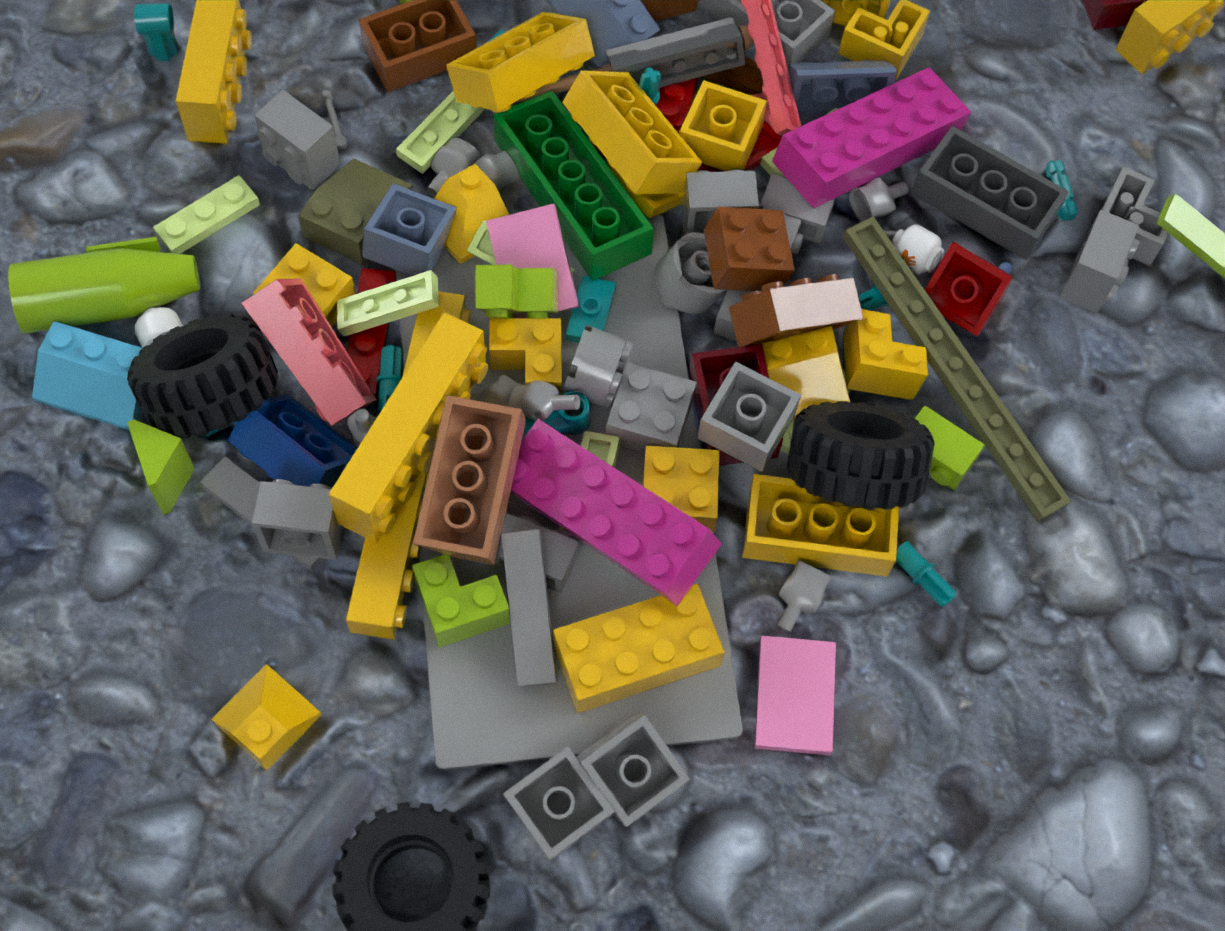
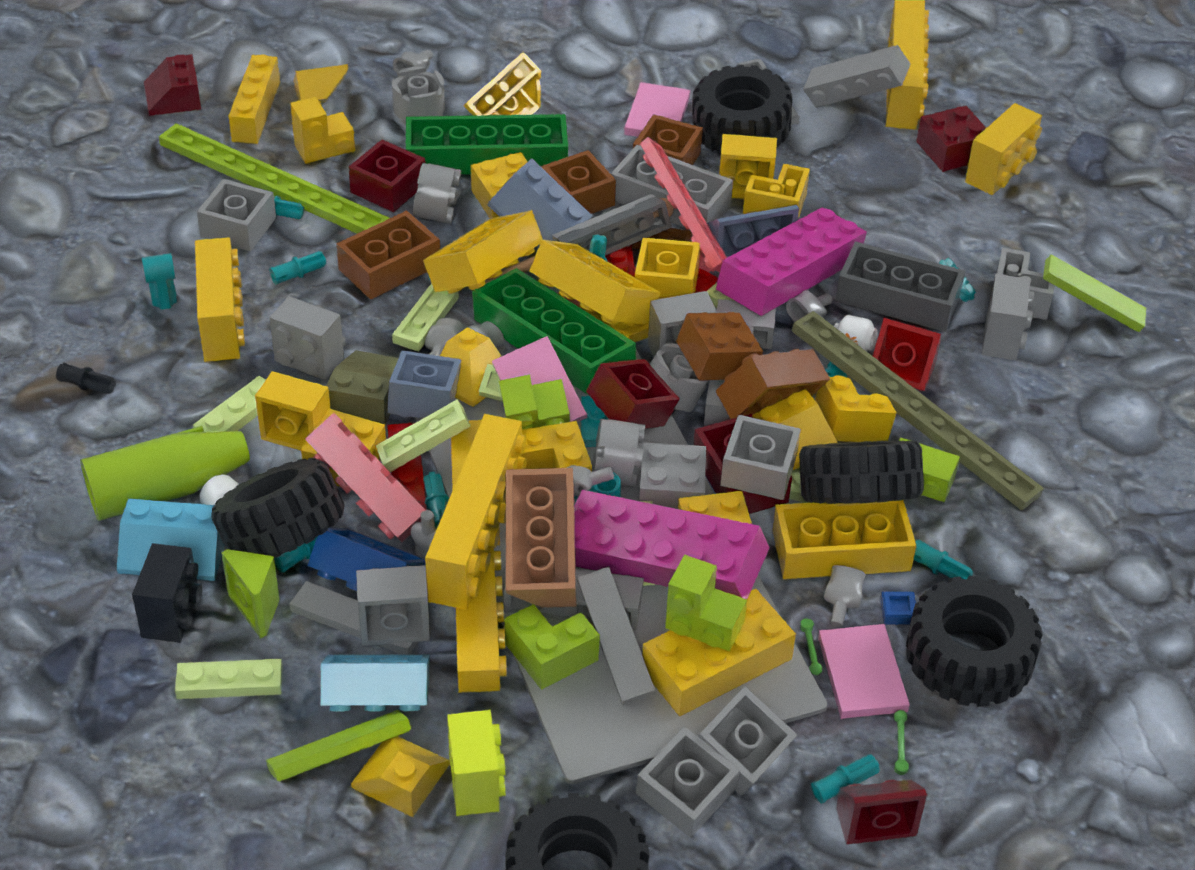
camera: 10 degrees left, 20 degrees down
(52, 142) = (85, 378): none -> black axle
(67, 449) = (166, 593): none -> black brick
(116, 561) = (228, 678): none -> yellowish green plate
(206, 672) = (338, 745): none -> lime tile
(254, 233) = (290, 409): none -> yellow brick
(265, 599) = (375, 681): none -> medium azure slope
(316, 34) = (297, 267): none -> teal axle
(337, 733) = (475, 762): none -> neon yellow brick
(620, 611) = (700, 609): none -> lime brick
(634, 293) = (632, 393): none -> dark red brick
(735, 829) = (844, 776): none -> teal axle
(751, 623) = (807, 627): none -> bright green hinge
(758, 880) = (880, 810): none -> dark red slope
(802, 823) = (901, 766): none -> bright green hinge
(860, 621) = (897, 607): none -> blue tile
(952, 654) = (965, 672): none -> black tyre

